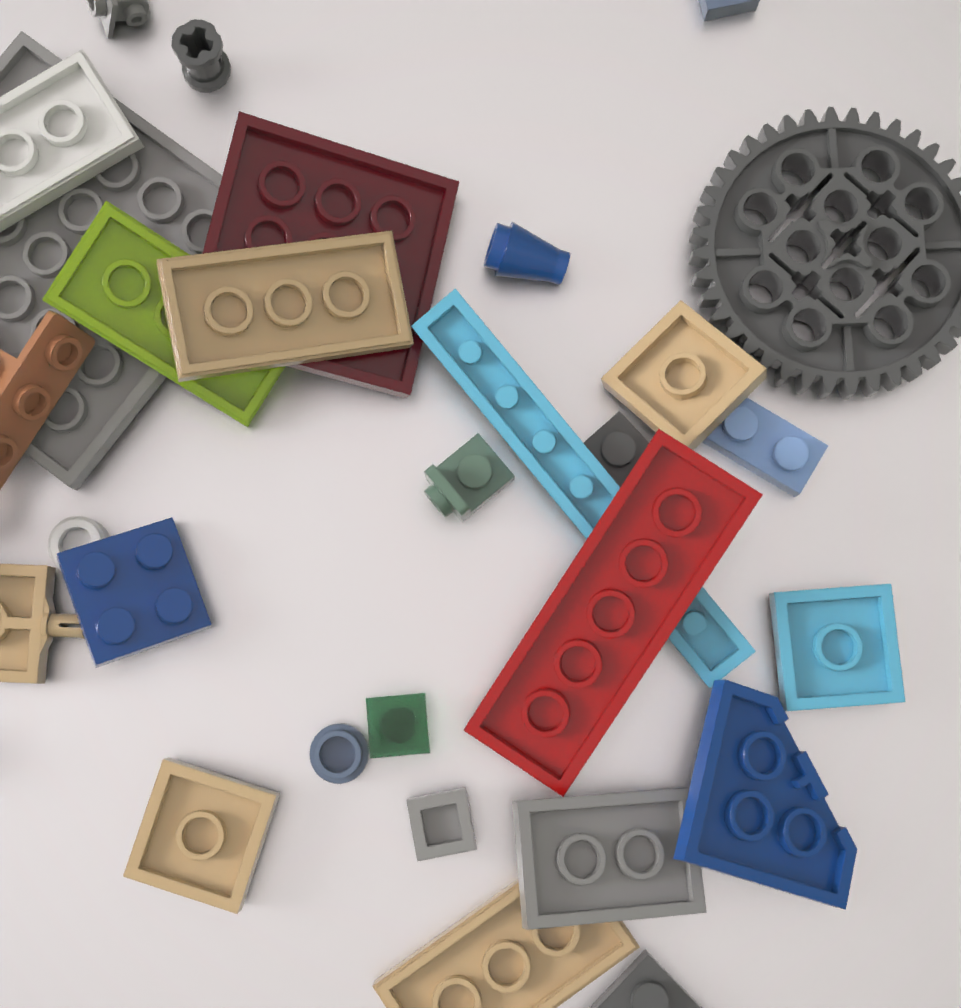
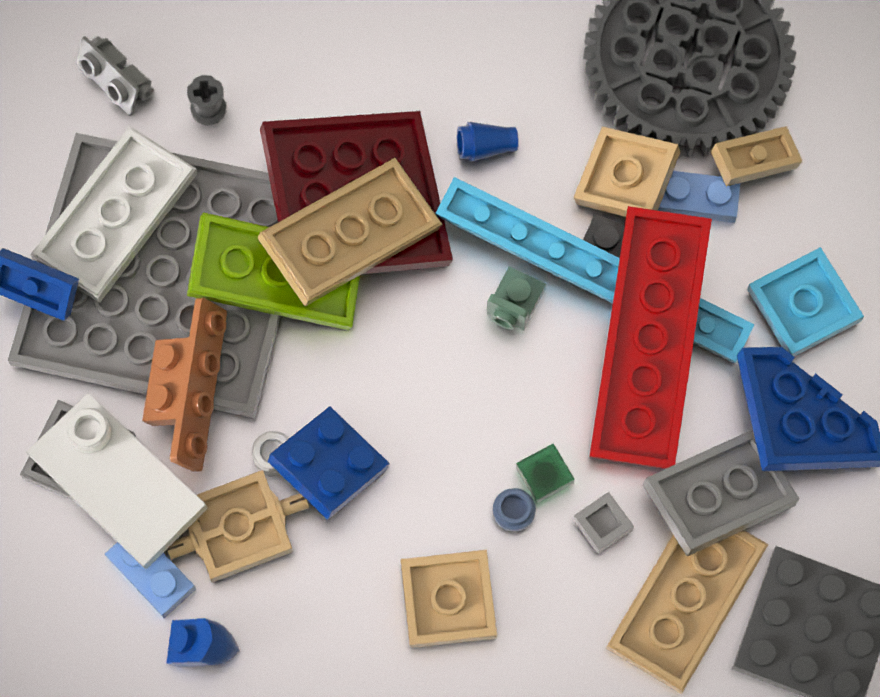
camera: 25 degrees left, 10 degrees down
(862, 424) = (756, 156): none -> tan plate

